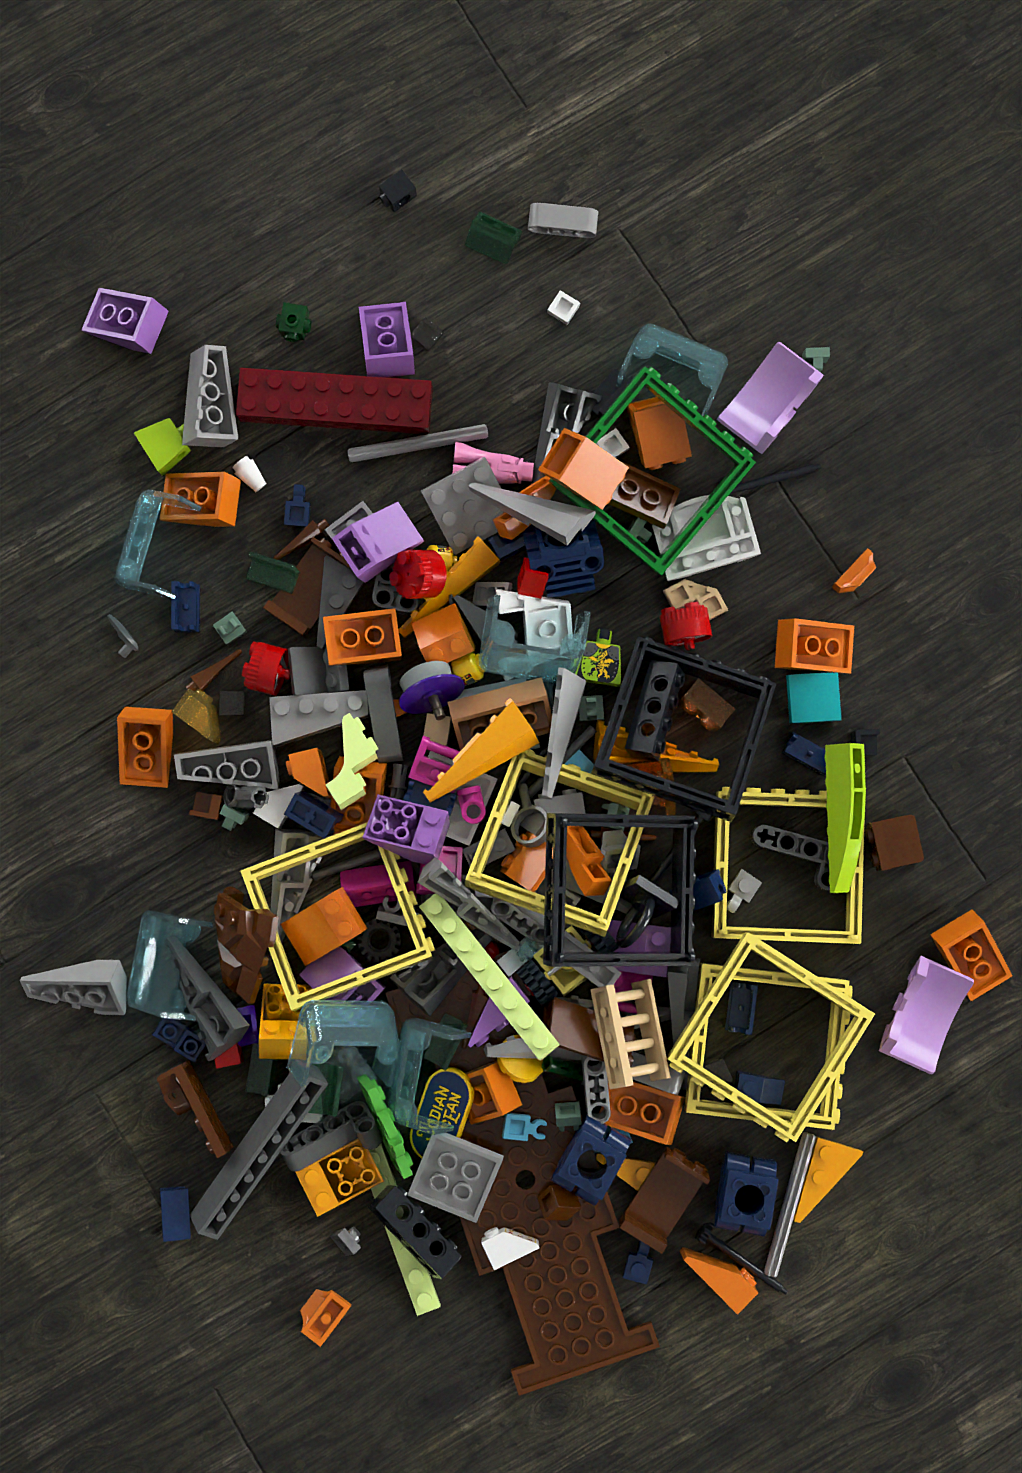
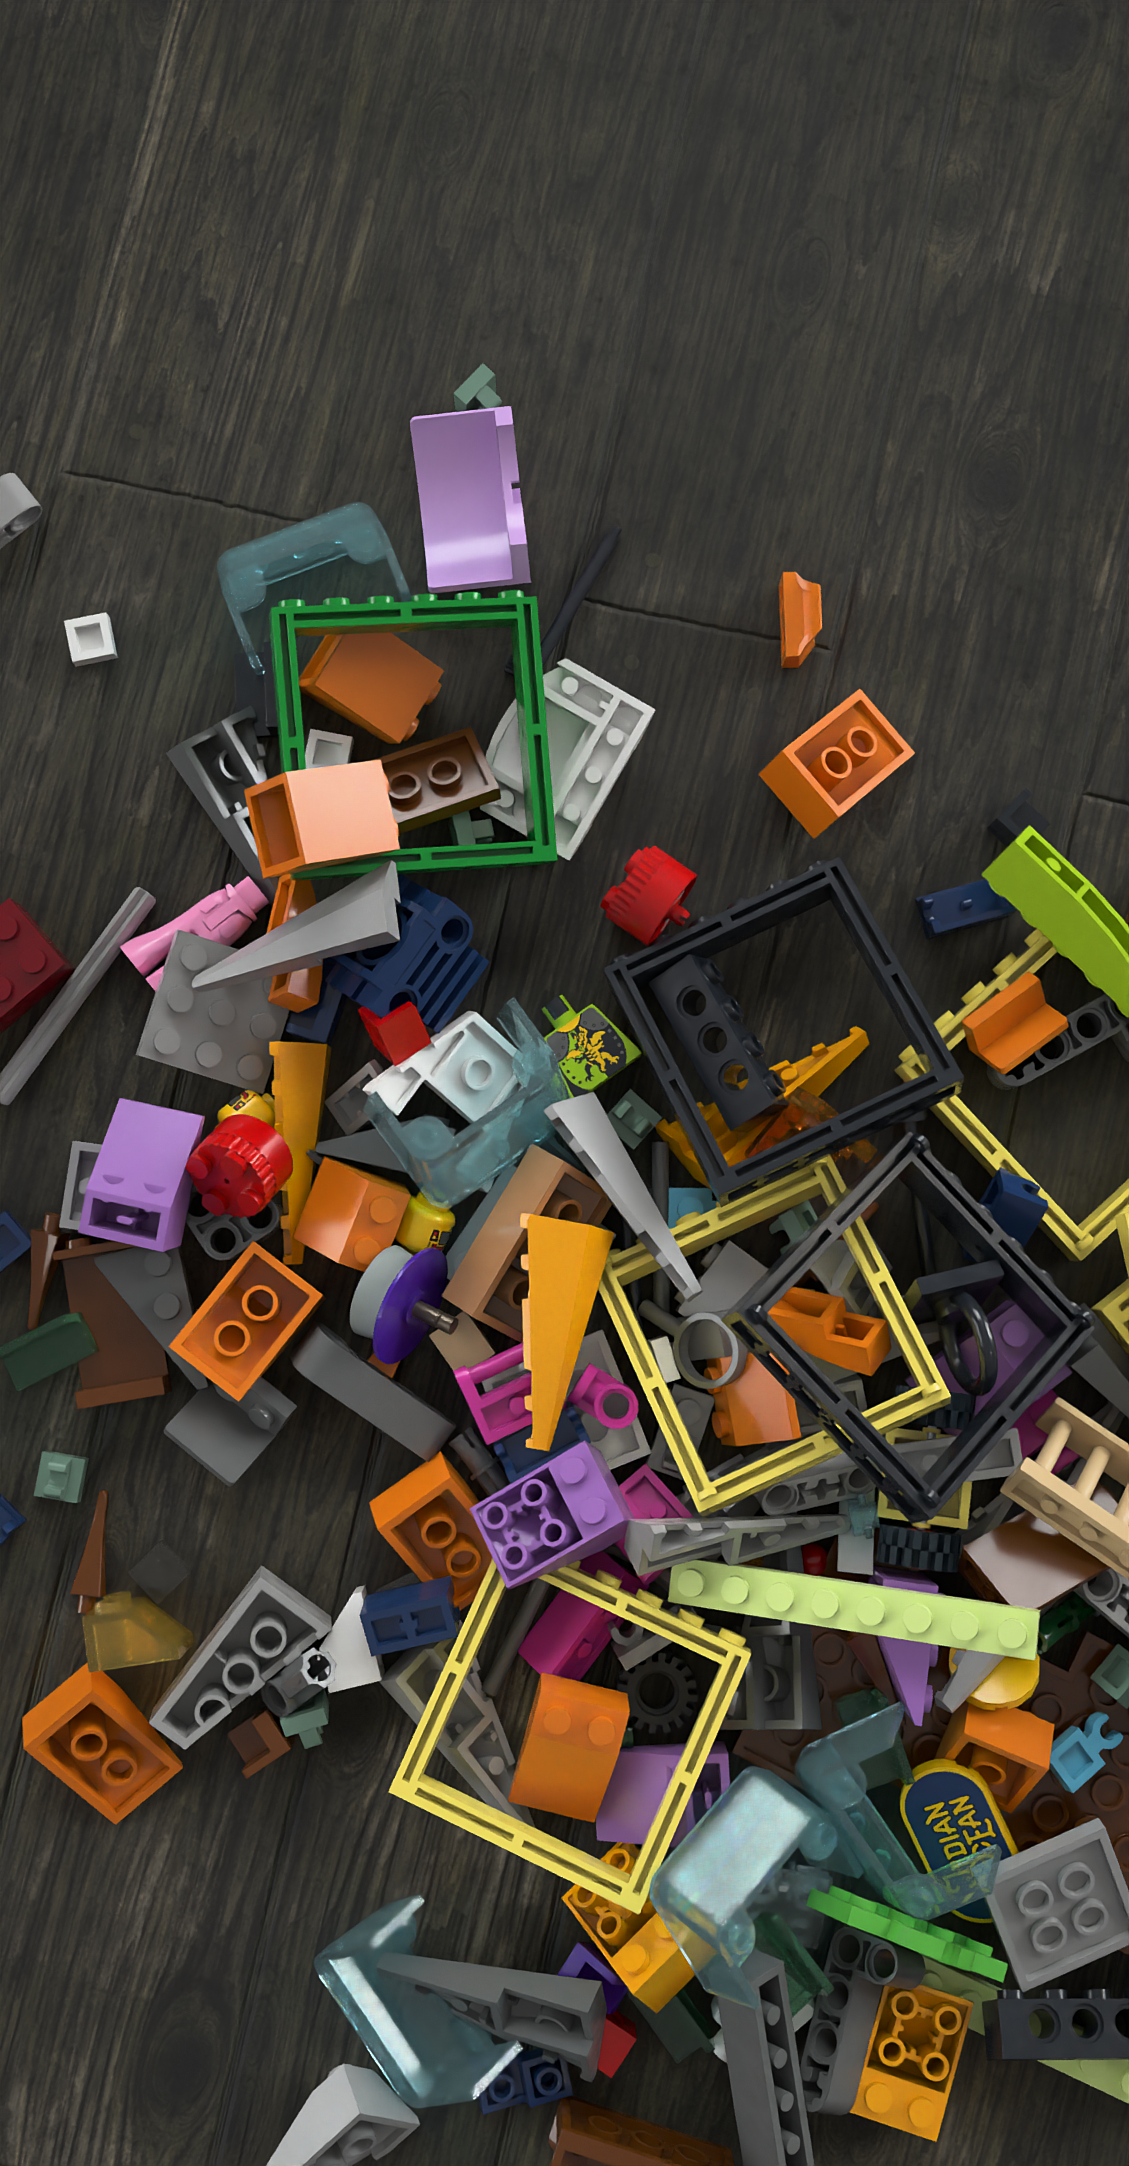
camera: 50 degrees left, 0 degrees up
(243, 942) = (482, 1880): reddish brown wedge -> none
(266, 668) = (160, 1485): red piece -> none
(309, 769) = (352, 1563): orange slope -> none
(311, 714) = (275, 1490): light grey wedge -> none
(347, 1240) = (1003, 2128): flat silver plate -> none
(357, 754) = (391, 1483): yellowish green arch -> none
(688, 591) = (608, 849): tan tile -> none
(706, 705) = (775, 971): clear orange bracket -> none
(743, 888) = (1050, 1158): light grey plate -> none
(780, 817) = (1013, 1024): none -> orange panel
(813, 697) = (900, 829): teal slope -> none

